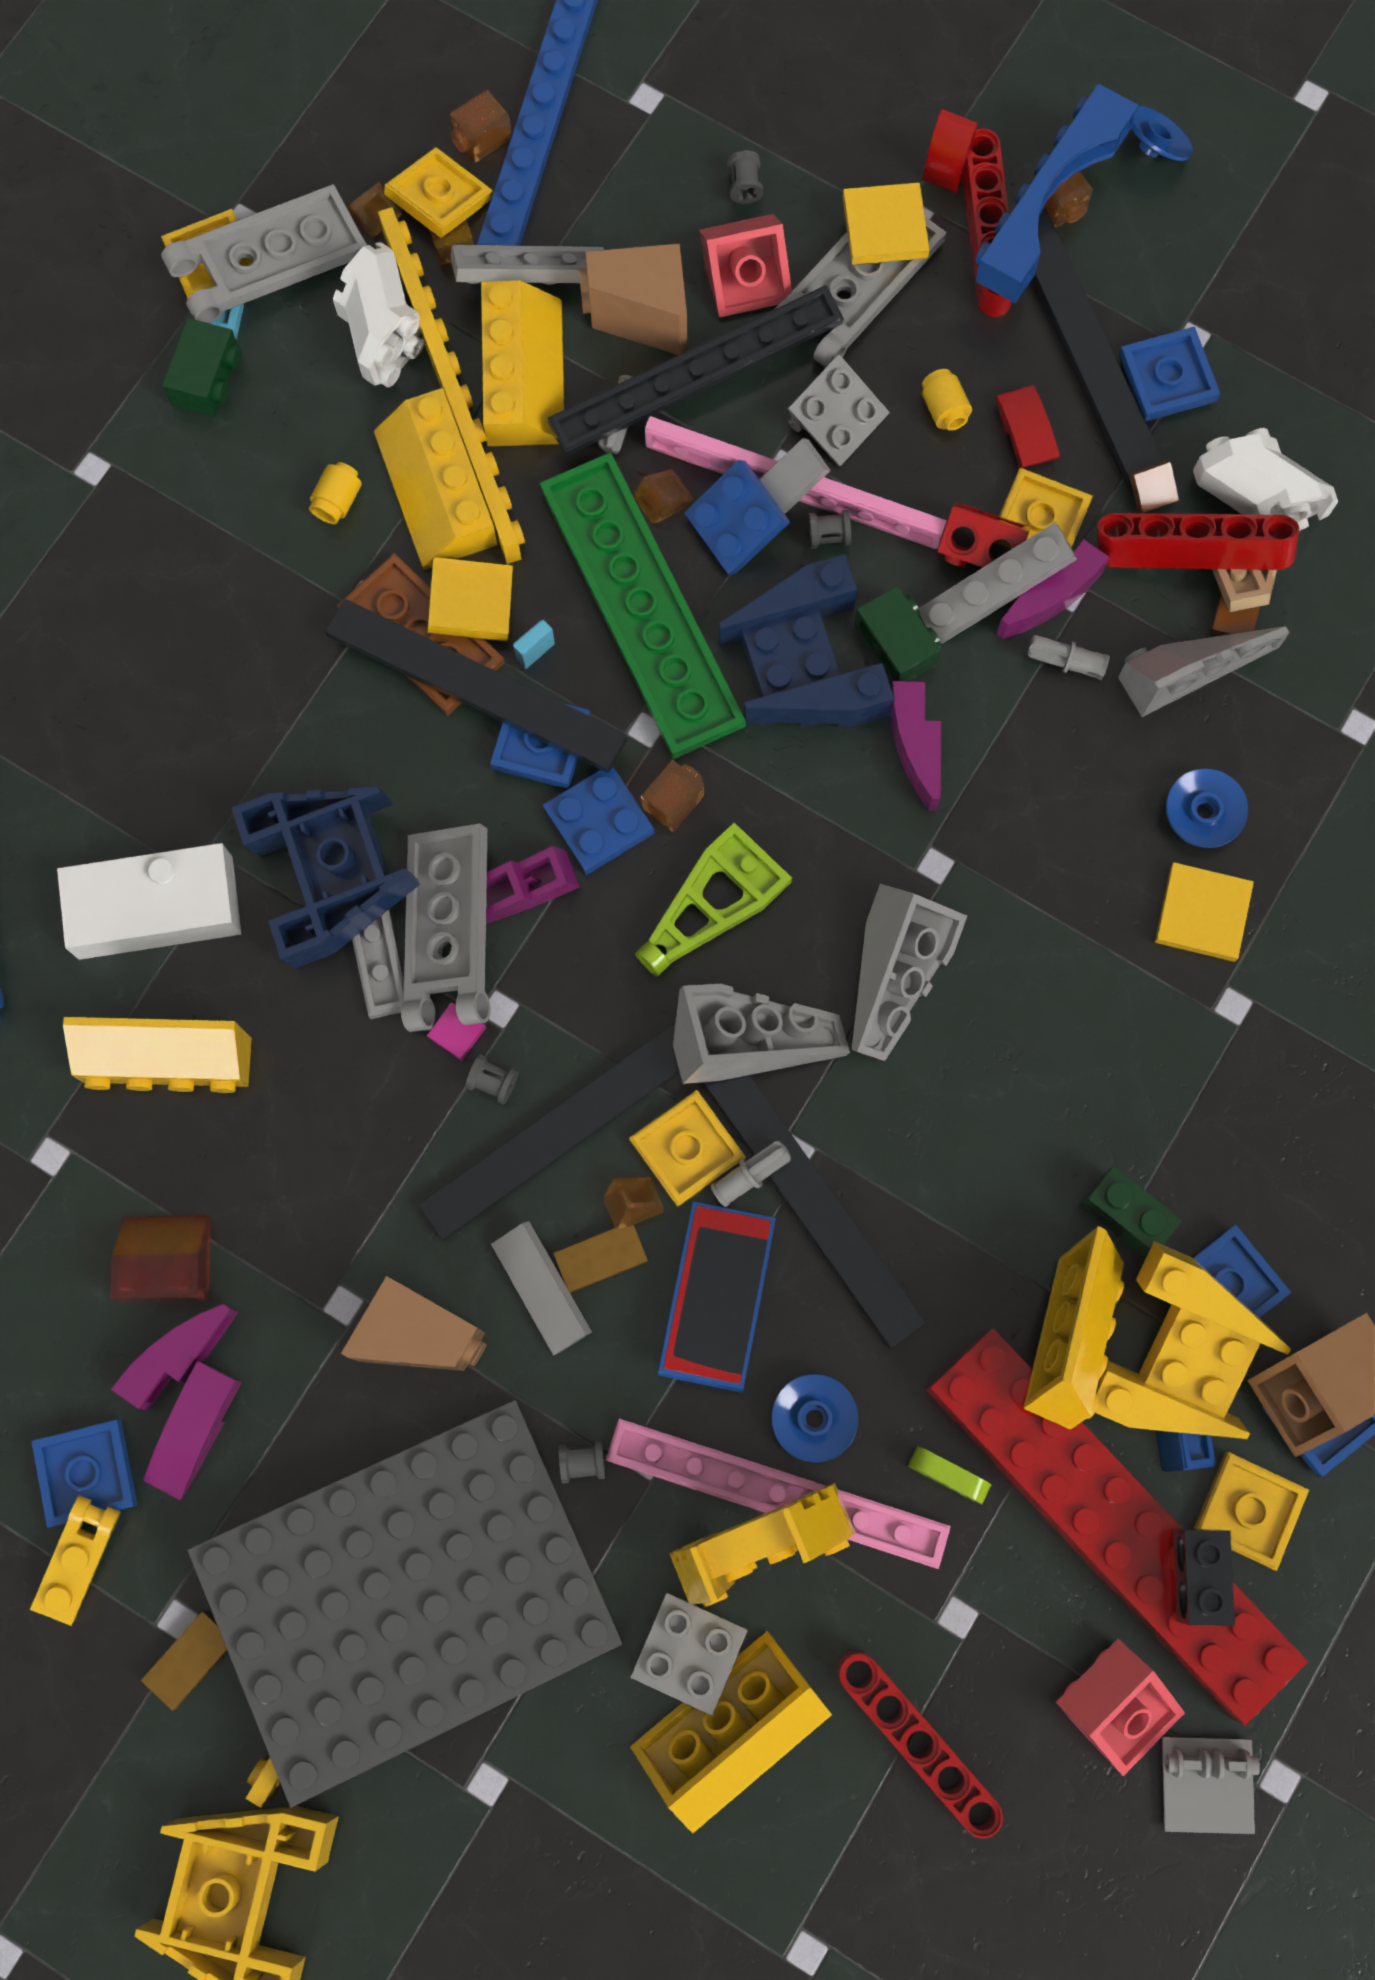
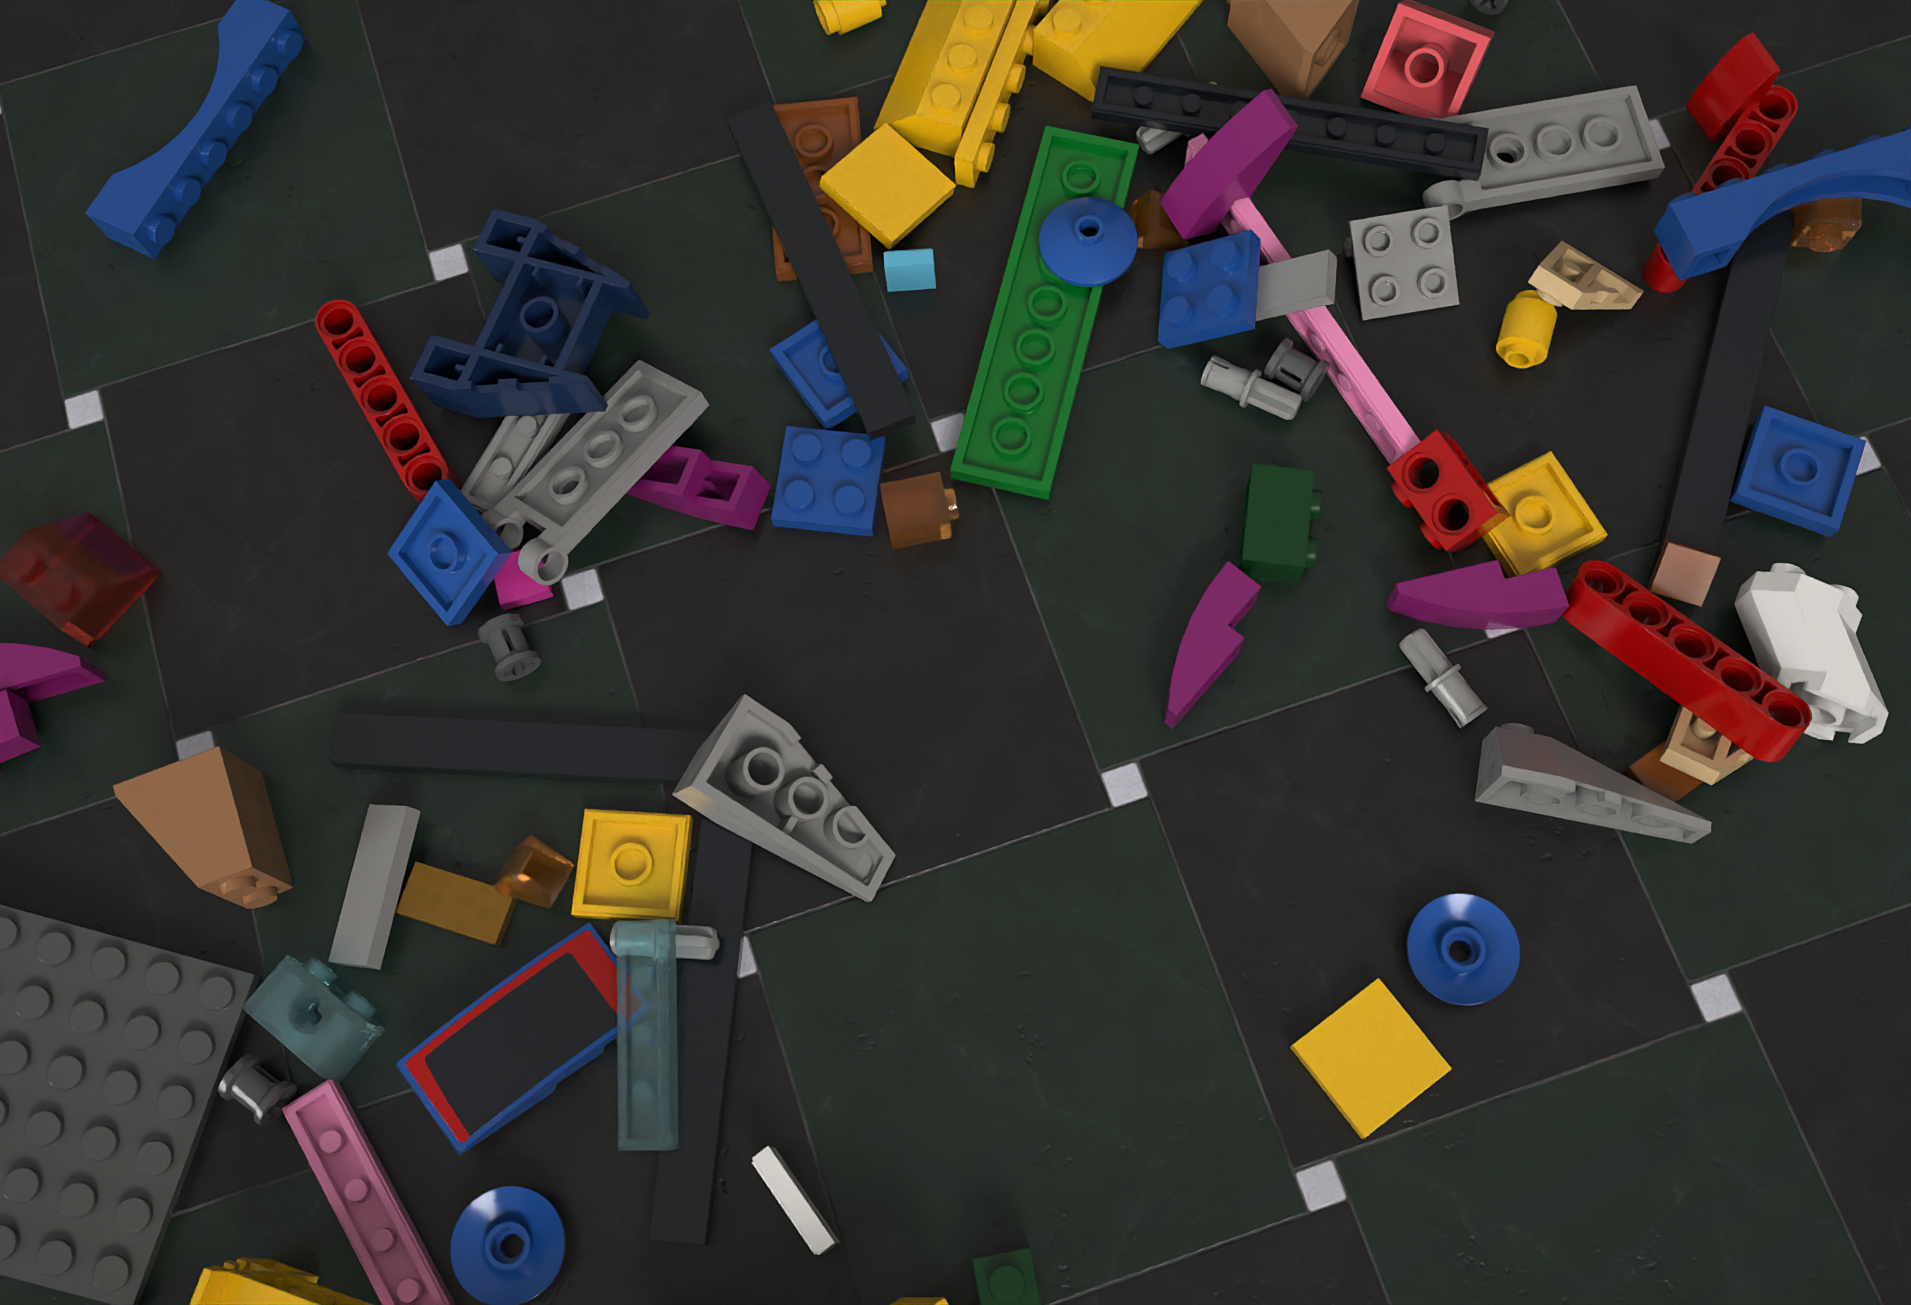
camera: 45 degrees right, 5 degrees down
(149, 901) = (360, 245): white brick -> none
(158, 1053) = (239, 384): slope -> none
(255, 977) = (375, 390): none -> red beam
(402, 1050) = (449, 552): none -> blue plate
(555, 1403) = (286, 1009): none -> clear light blue brick
(633, 557) = (1086, 259): none -> blue dish
(691, 427) = (1229, 166): none -> magenta slope
(746, 866) = (930, 640): lime plate -> none
(789, 564) = (1250, 388): none -> light grey axle
(791, 1233) = (647, 1035): none -> clear light blue tile
(794, 656) = (1155, 462): dark blue wedge -> none
(885, 223) = (1604, 114): yellow tile -> none
(900, 954) = (1004, 845): light grey wedge -> none
(955, 345) = (1580, 282): none -> tan wing
(957, 1255) = (795, 1201): none -> white tile
(998, 583) = (1424, 544): light grey plate -> none
(1028, 427) = (1593, 417): red slope -> none

